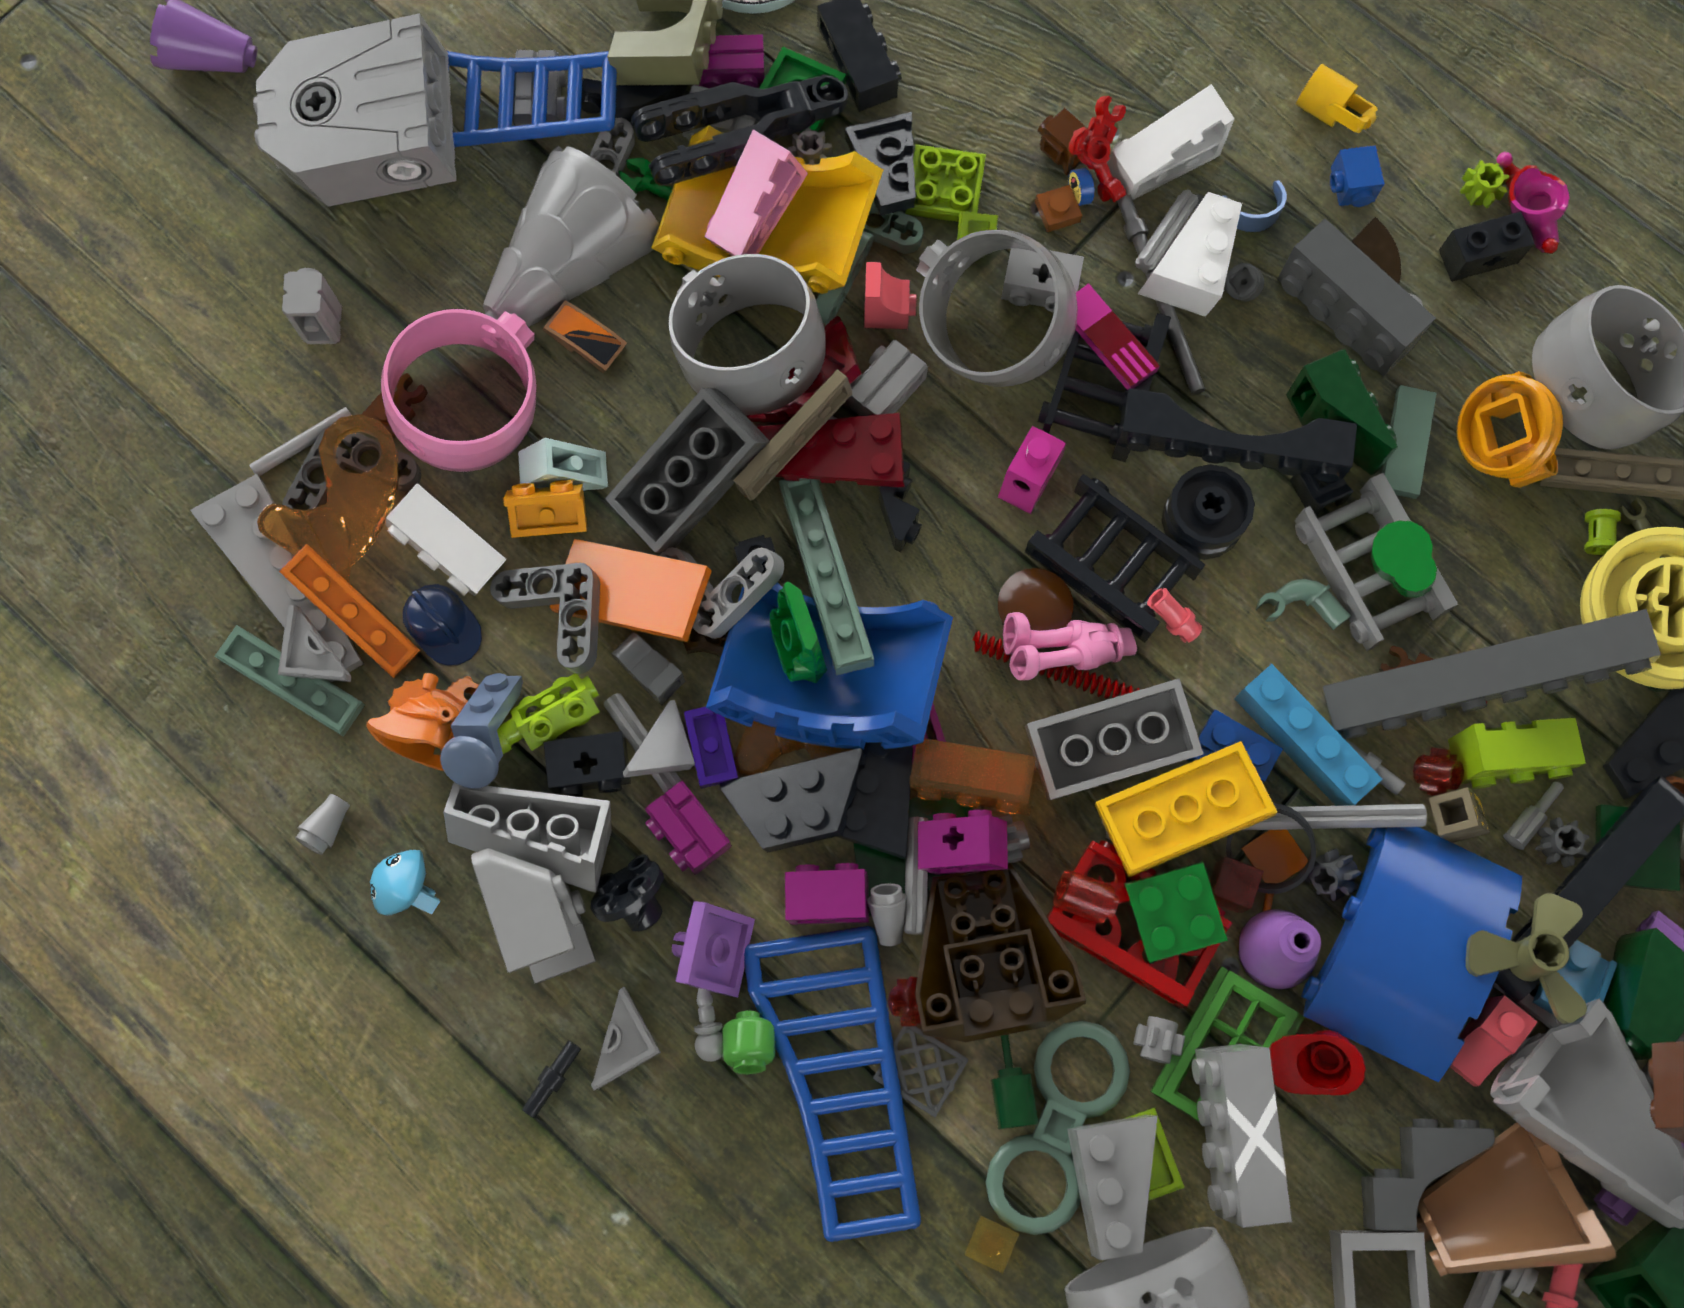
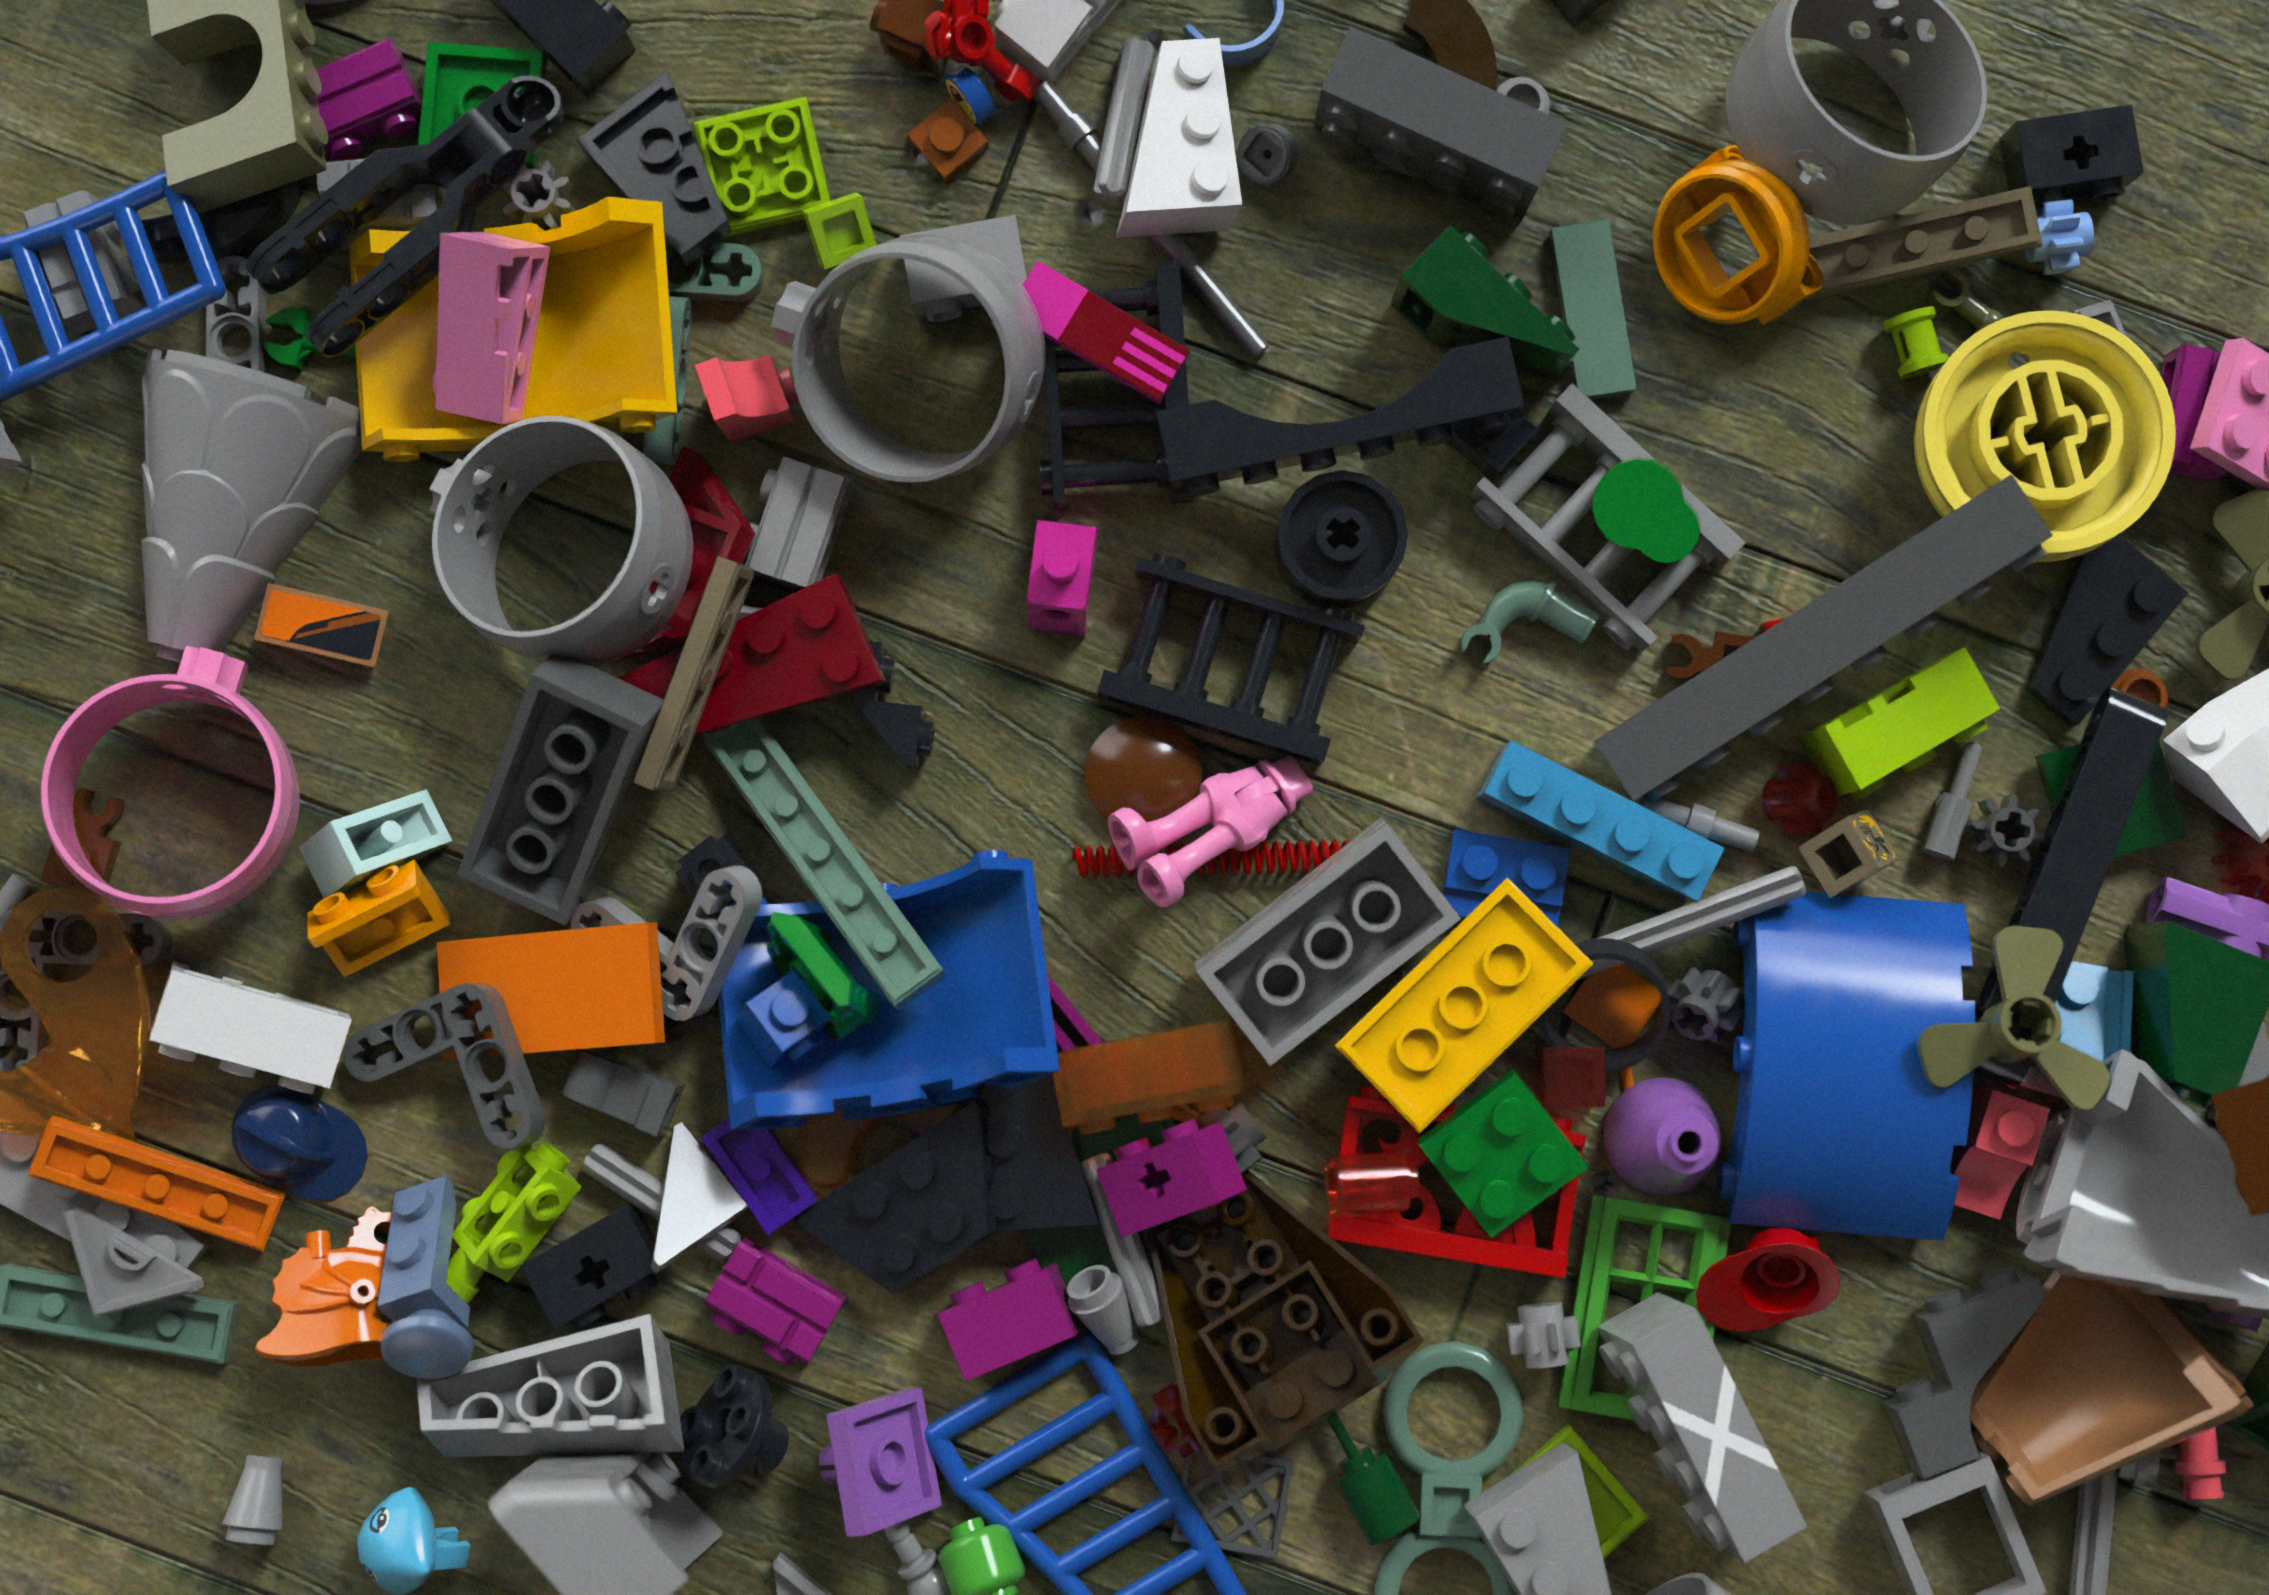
camera: 20 degrees left, 10 degrees up
(764, 654) = (784, 1020): none -> blue brick
(1179, 620) = (1355, 717): coral pin -> none

